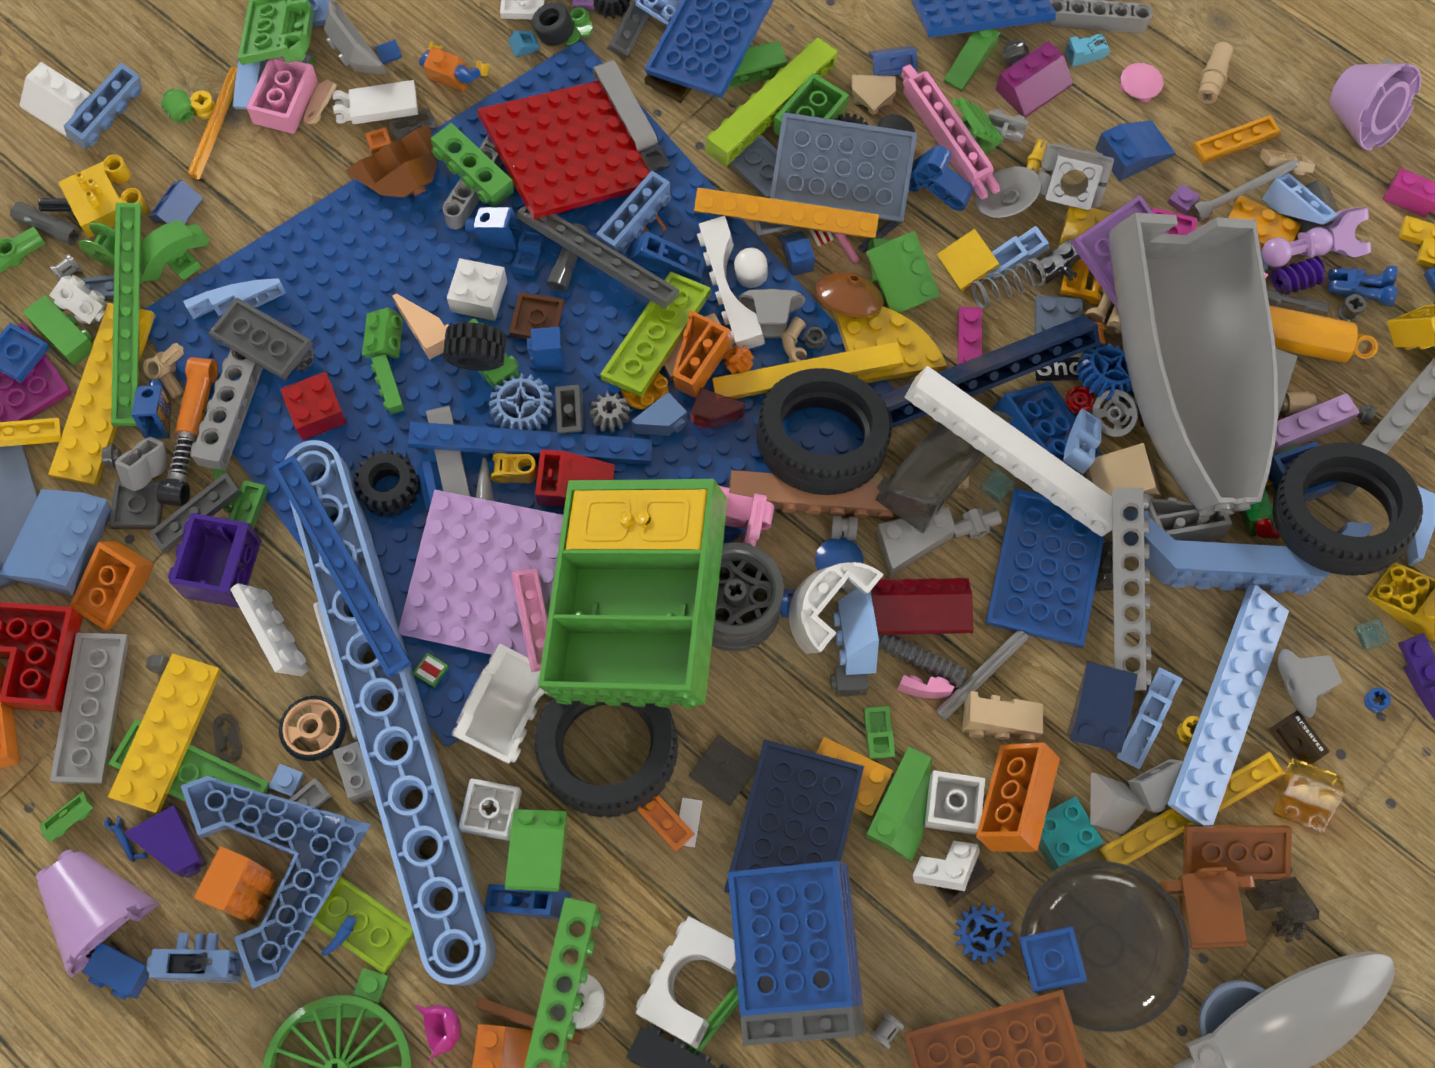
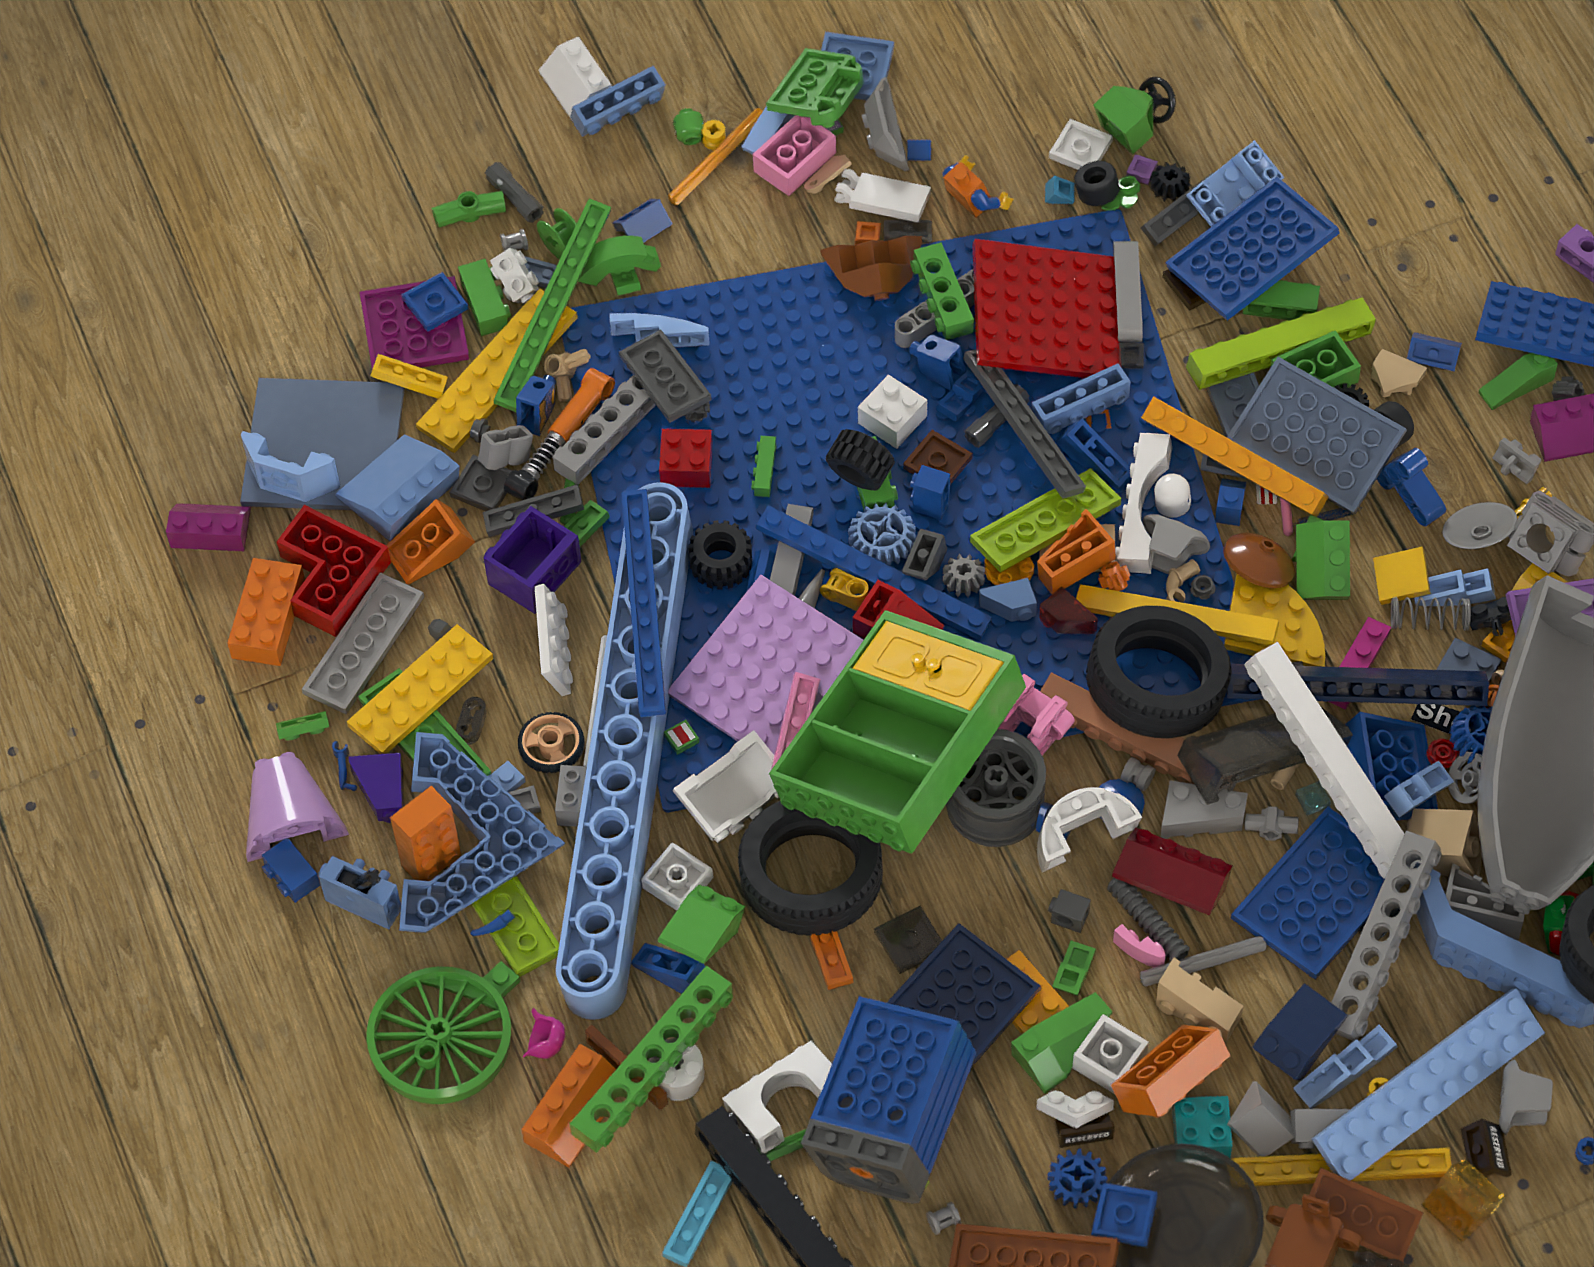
camera: 30 degrees right, 10 degrees down
(93, 196) = (570, 182): yellow piece -> none
(382, 333) = (782, 417): bright green bracket -> none
(425, 326) = (824, 423): light nougat slope -> none
(690, 814) = (858, 964): white sticker -> none
(857, 633) = (1095, 867): light blue slope -> none
(949, 130) = (1450, 442): bright pink hinge -> none
(979, 125) = (1480, 449): bright green plate -> none

